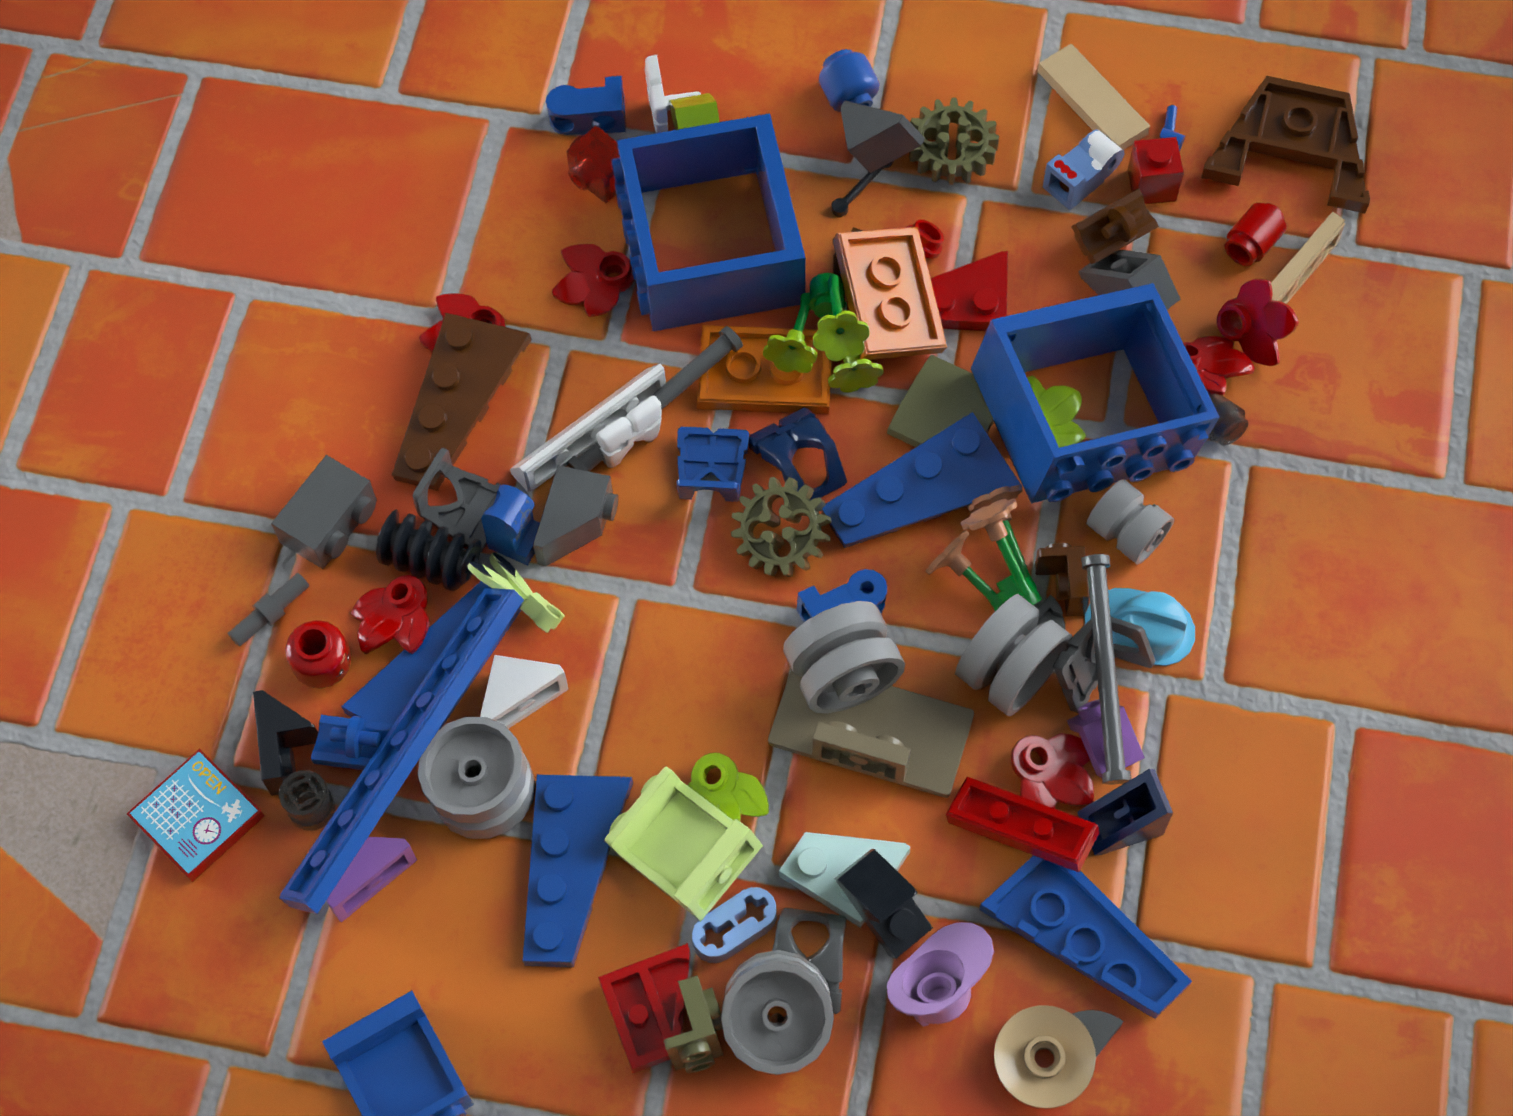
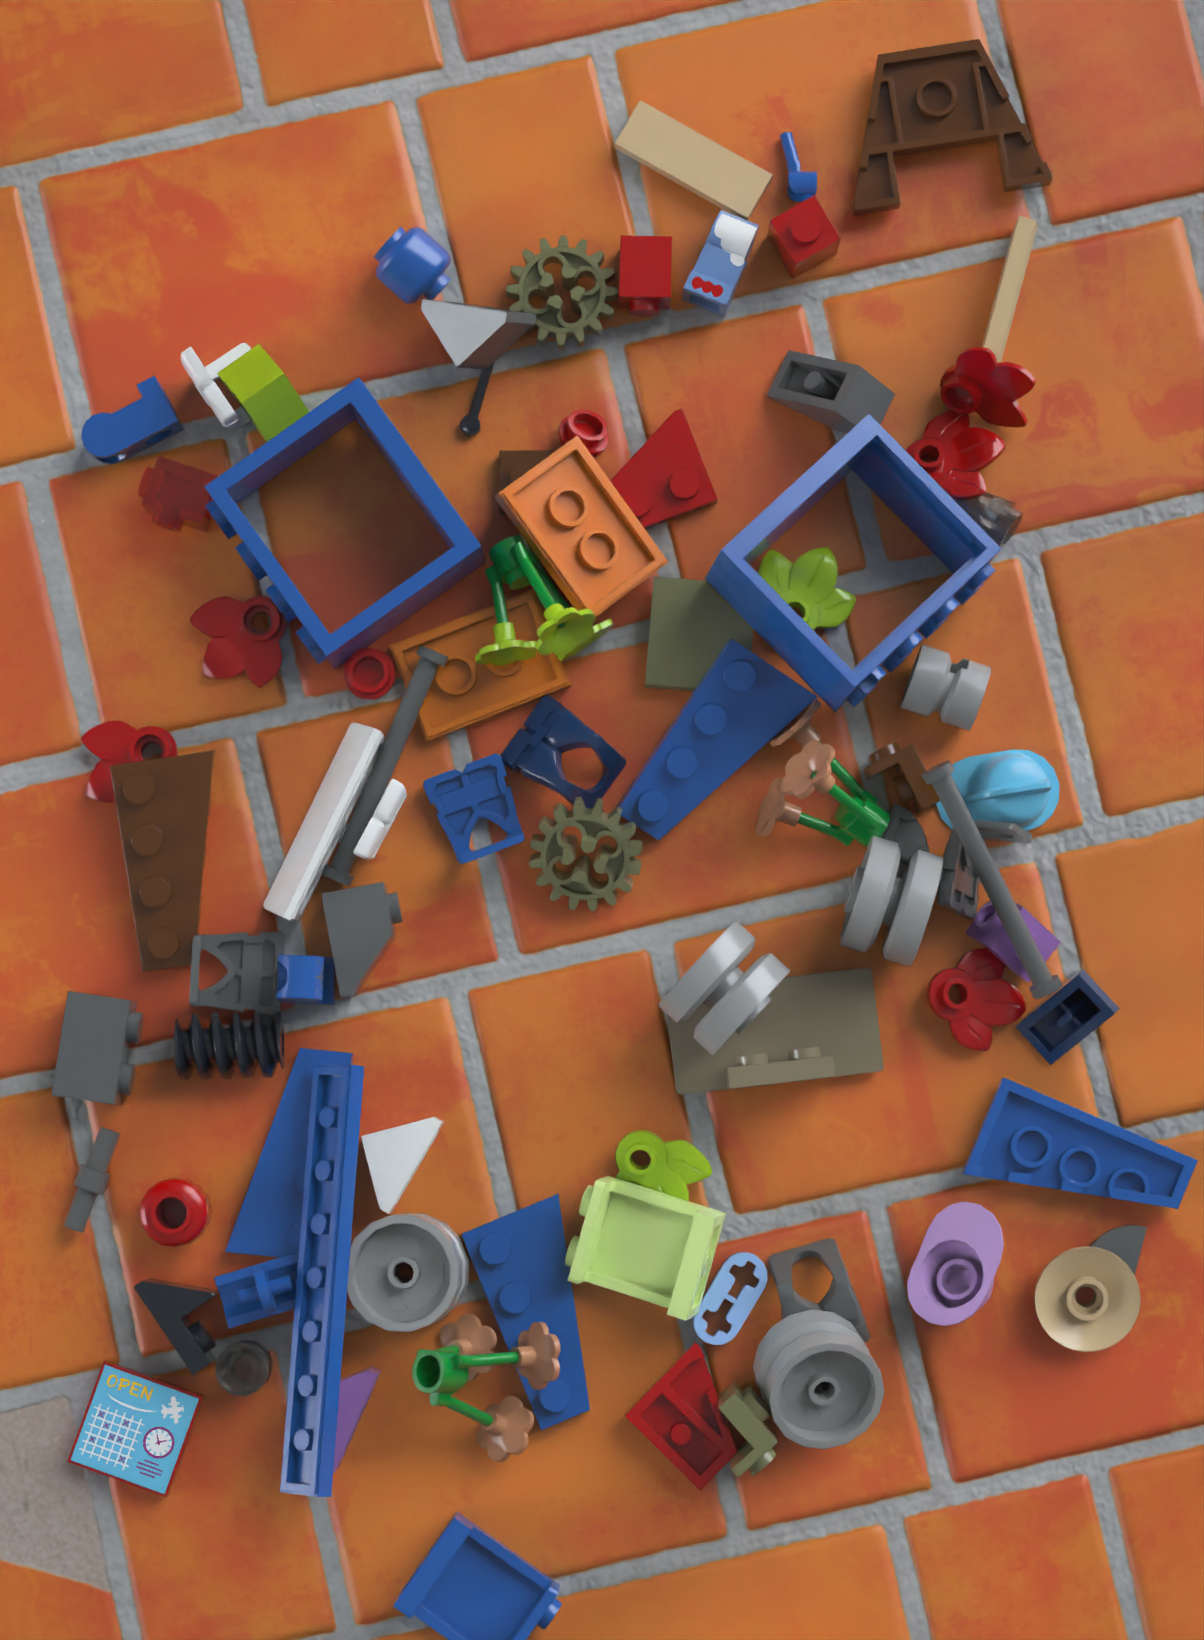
camera: 25 degrees left, 20 degrees up
(389, 617) = (223, 1136): red plate -> none
(494, 870) = (468, 1352): none -> nougat plant
(534, 605) = (341, 1046): yellowish green piece -> none
(677, 339) = (369, 674): none -> red plate
(824, 856) = (812, 1194): light aqua wing -> none
(862, 586) = (701, 900): blue leg -> none
(884, 902) = (869, 1216): black slope -> none
(1022, 151) = (645, 274): none -> red brick
(1023, 824) = (970, 1071): red tile -> none
(1114, 227) = (788, 332): reddish brown hips -> none
(1255, 233) = (942, 269): red brick -> none

